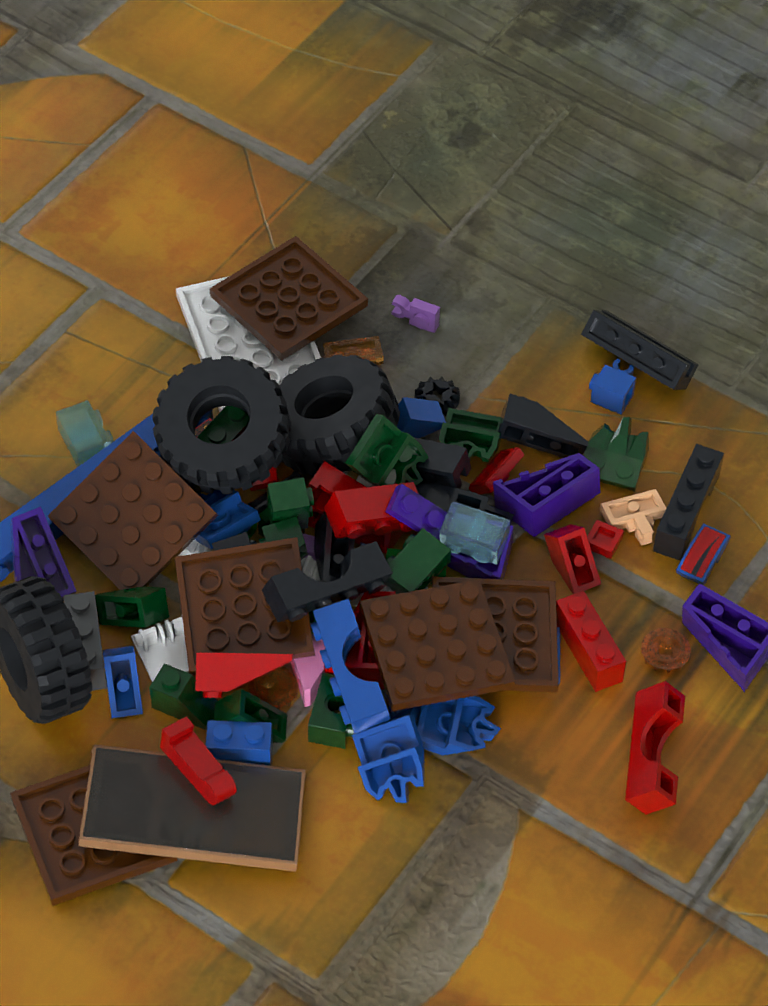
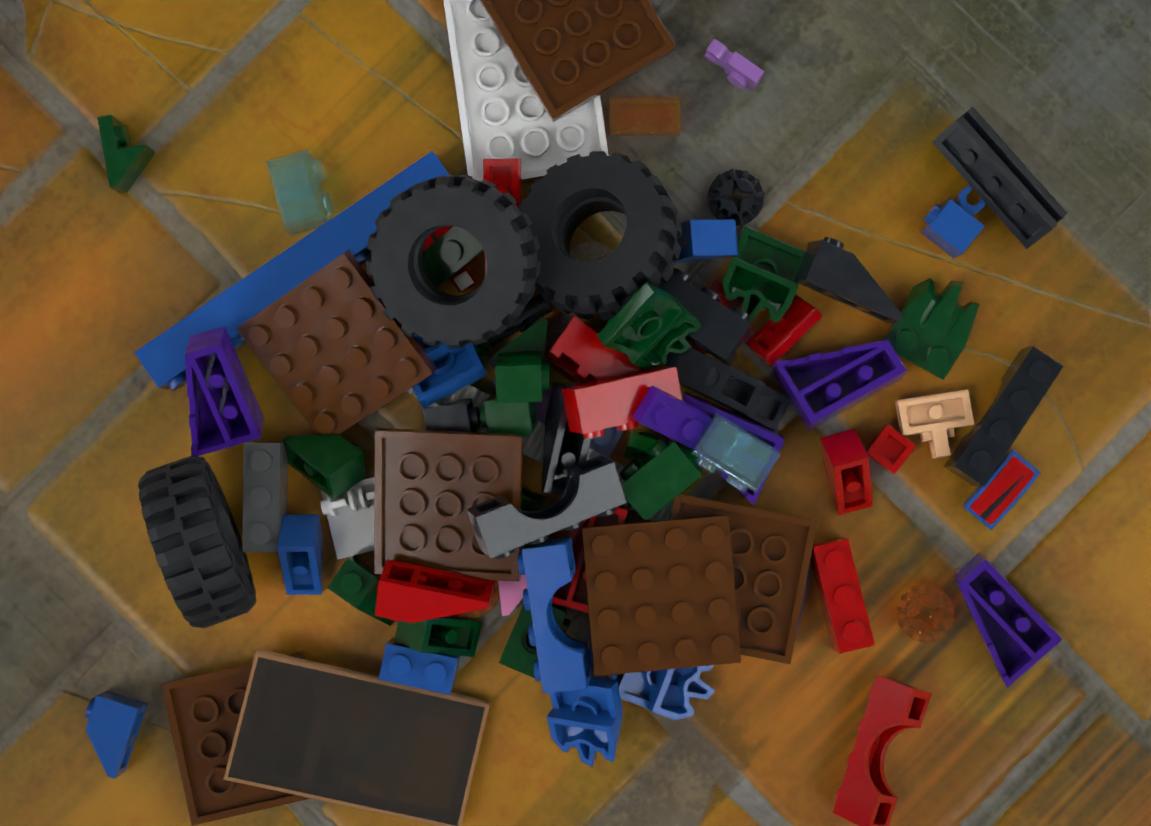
camera: 10 degrees right, 35 degrees up
(196, 762) = (367, 700): red leg -> none

